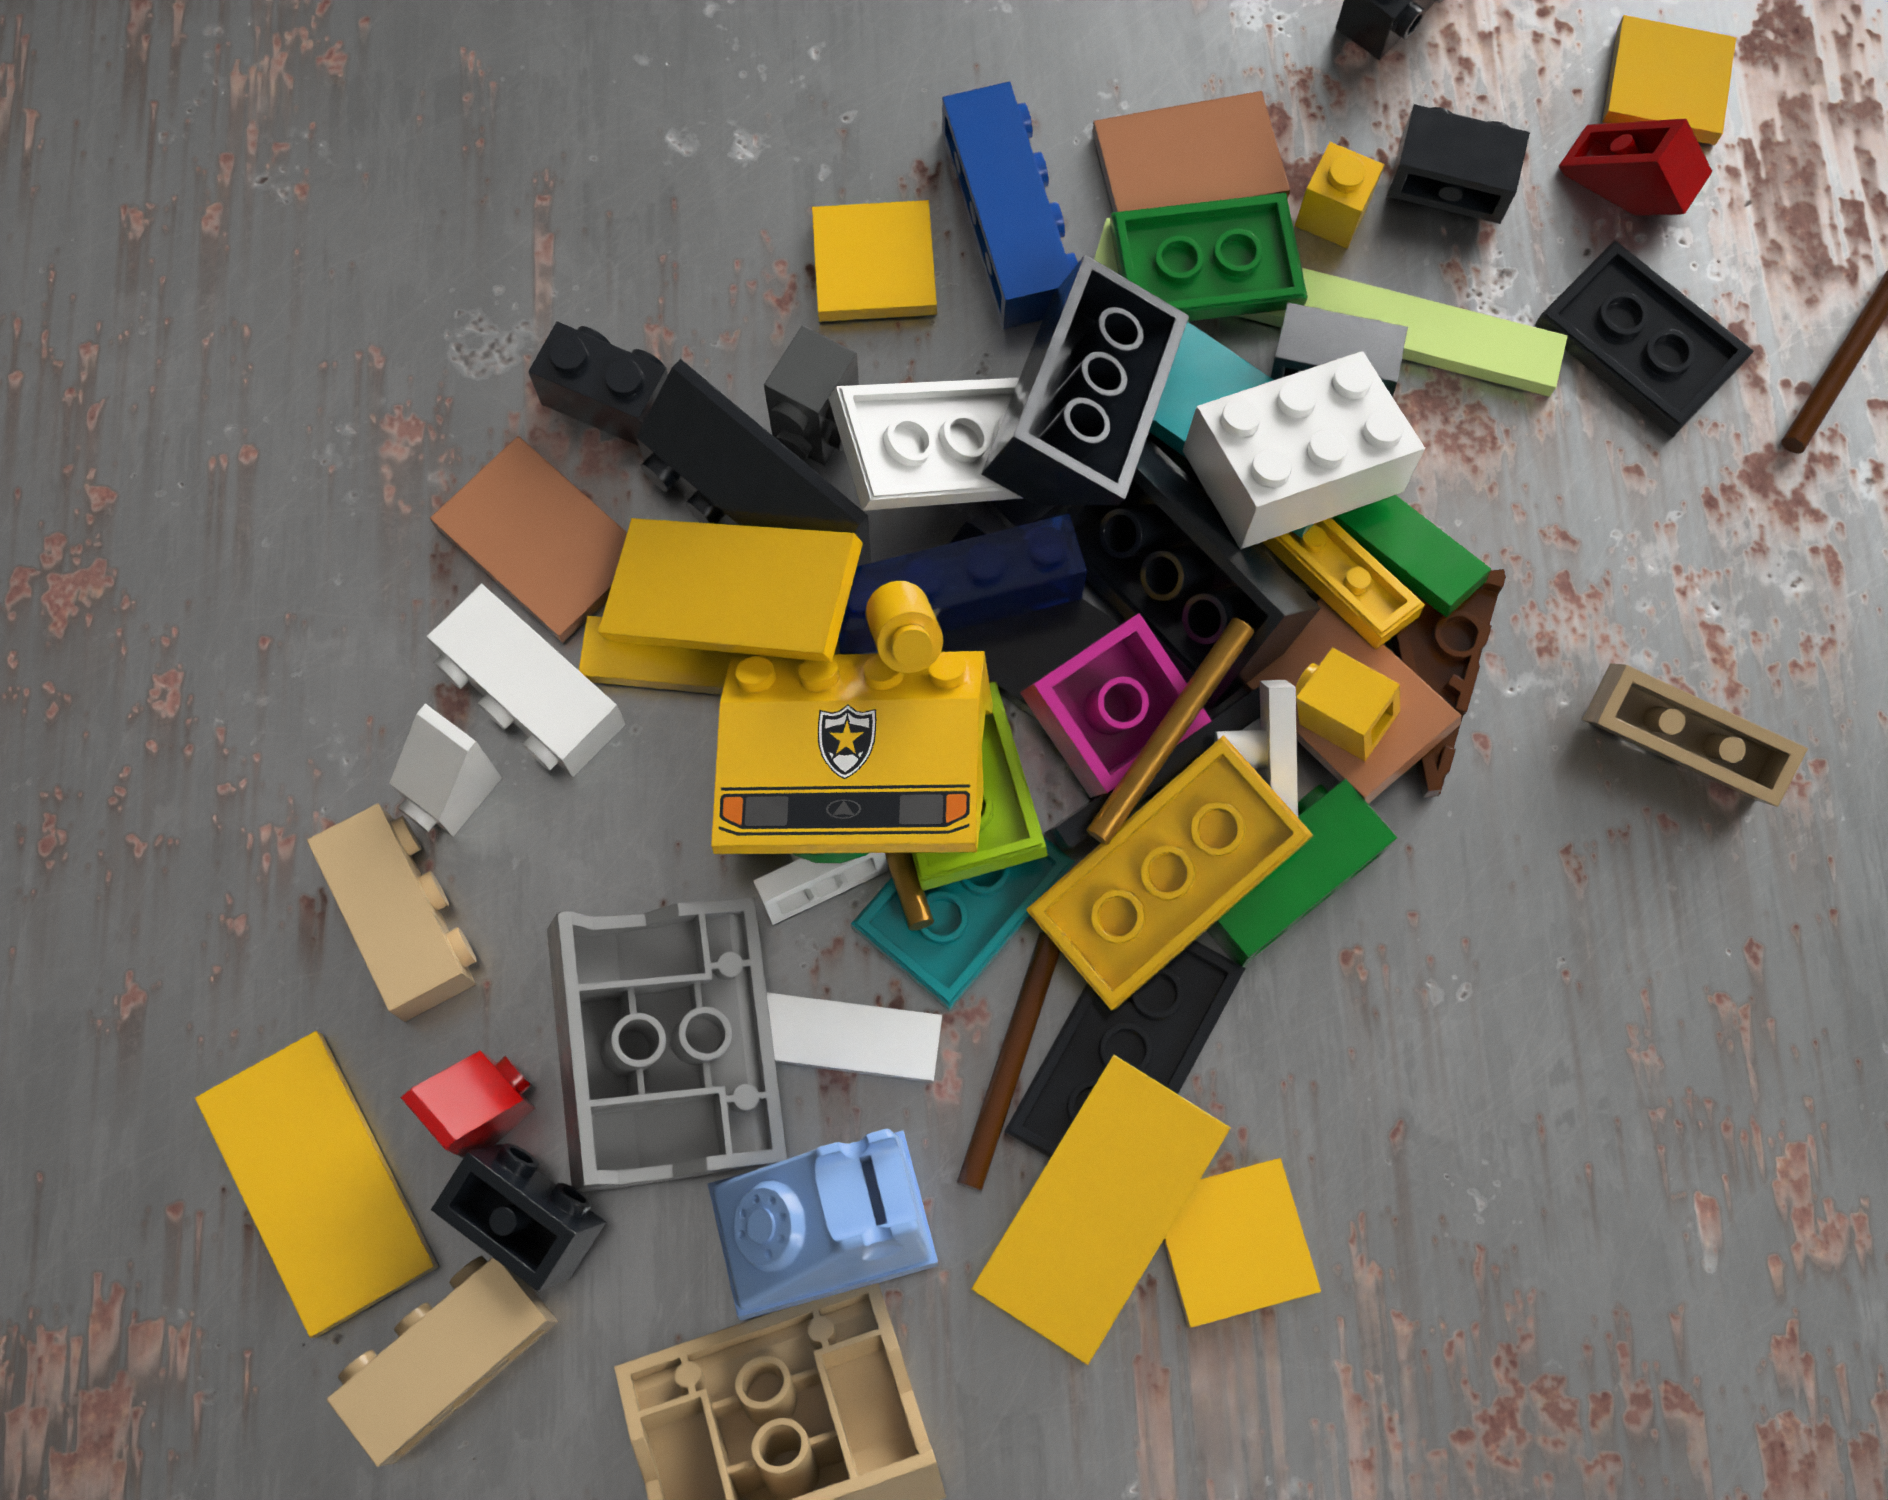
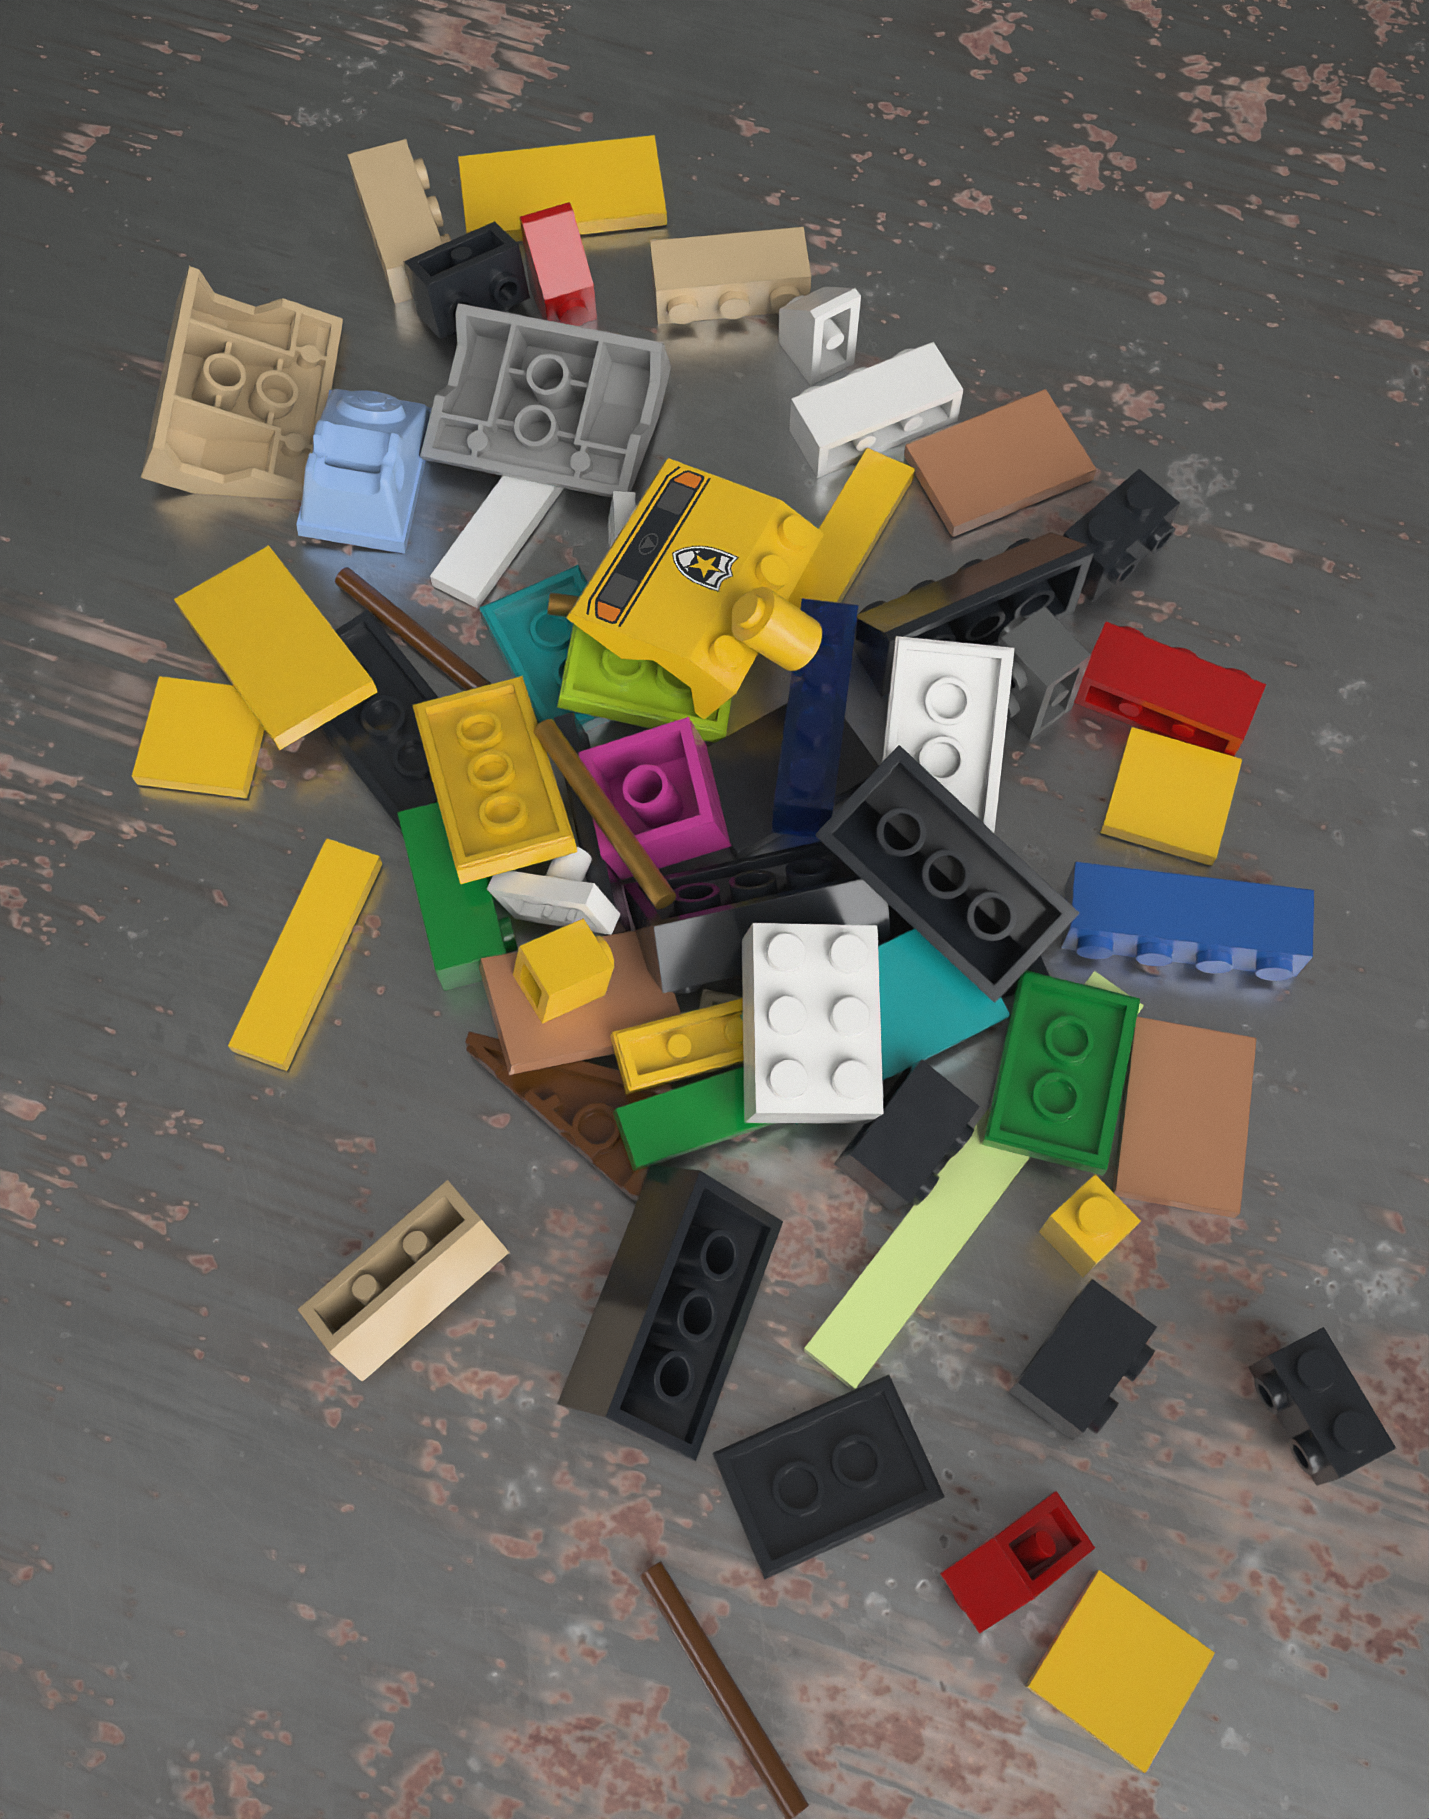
camera: 115 degrees right, 5 degrees down
(732, 588) = (877, 546): yellow tile -> none
(764, 283) = (1168, 690): none -> red brick
(1417, 1001) = (305, 955): none -> yellow tile
(1589, 506) = (672, 1311): none -> black slope

